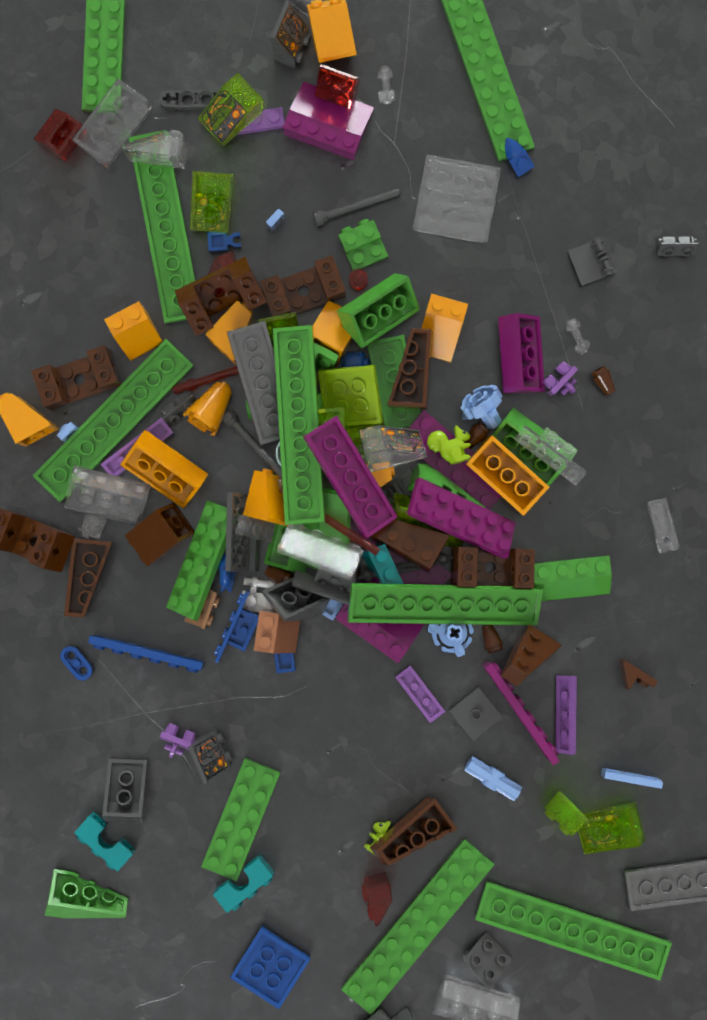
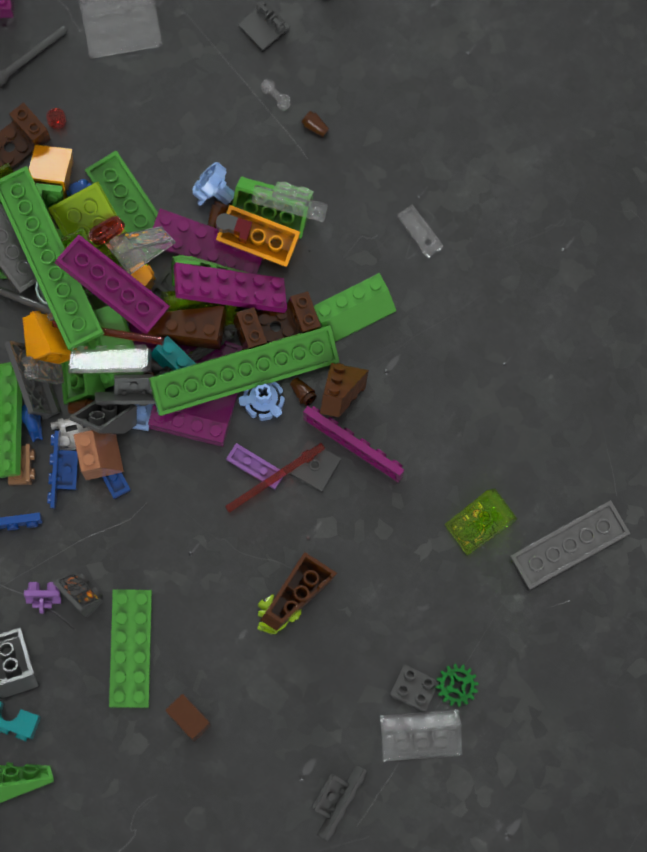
camera: 25 degrees left, 10 degrees down
(231, 895) = (149, 722): teal arch -> none
(268, 914) = (188, 717): none -> reddish brown panel
(270, 967) = (211, 776): blue plate -> none
(362, 244) = (48, 86): bright green plate -> none
(366, 416) = (106, 230): none -> clear red plate
(378, 894) = (285, 662): clear red slope -> none
(379, 309) = (84, 135): bright green slope -> none
(412, 380) = (138, 183): reddish brown wedge -> none
(417, 926) = (336, 684): bright green plate -> none
(445, 320) = (148, 132): light orange slope -> none
(452, 449) = (197, 232): lime animal -> none
(471, 705) = (306, 457): none -> clear red bar
(483, 454) = (234, 225): none -> leg
(493, 778) = (353, 517): light blue piece -> none
(521, 354) = (230, 128): magenta slope -> none
(535, 975) = (449, 689): none -> green gear
(565, 813) = (432, 519): clear neon green slope -> none
(566, 373) = (278, 129): medium lavender hips -> none
(566, 714) = (398, 432): medium lavender plate -> none
(573, 930) = (484, 629): bright green plate -> none
(631, 673) = (443, 371): reddish brown slope -> none
(631, 778) = (482, 467): light blue tile -> none

